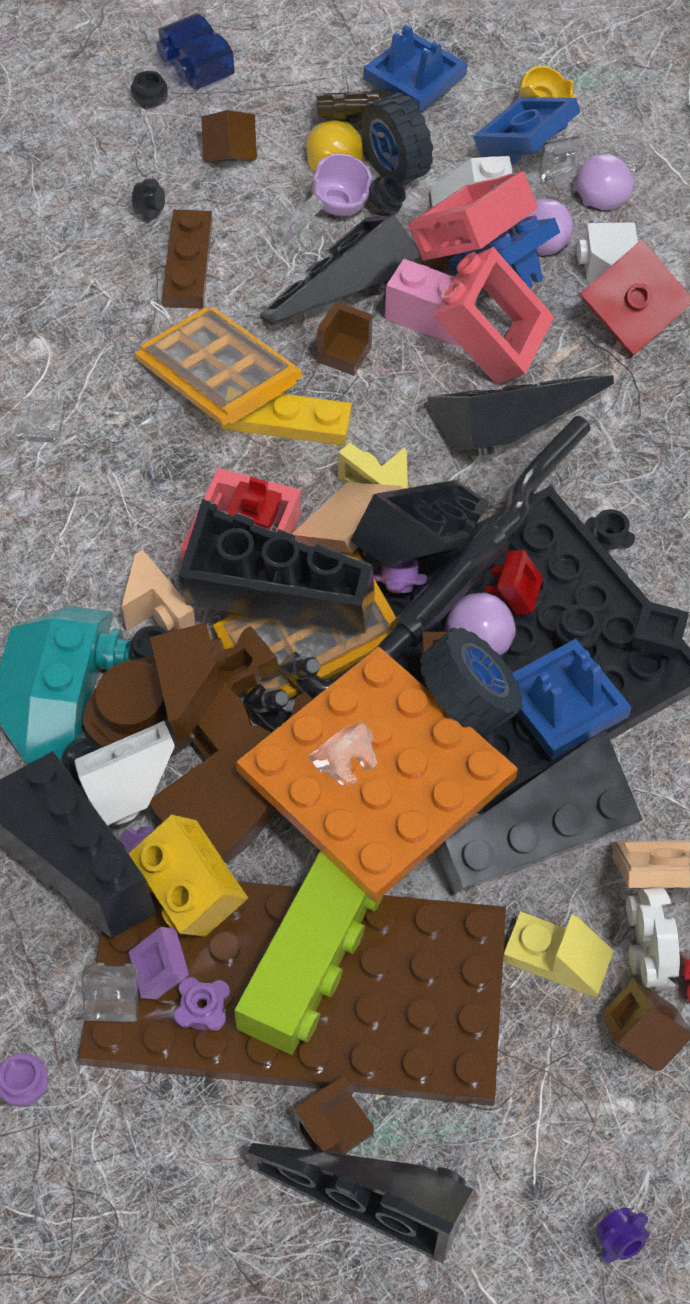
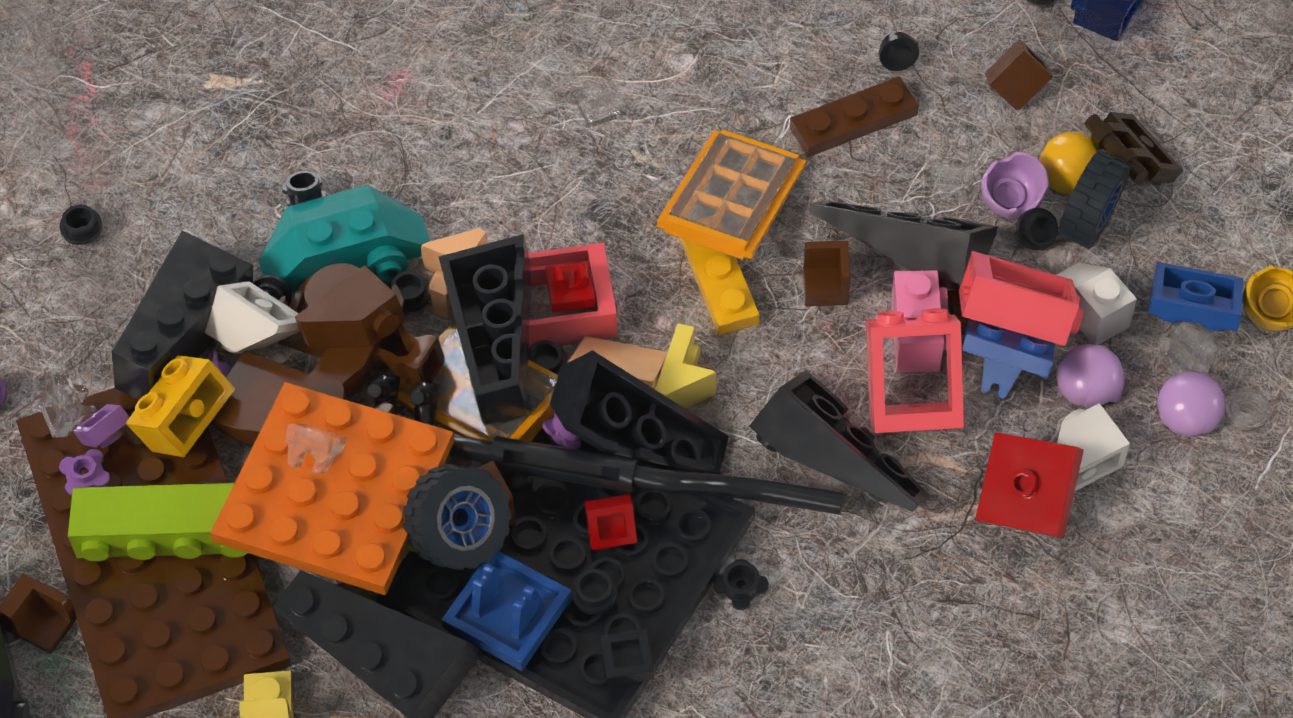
camera: 65 degrees right, 0 degrees up
(415, 68) = (1226, 178): blue plate -> none
(486, 617) = (549, 513): lavender hair -> none

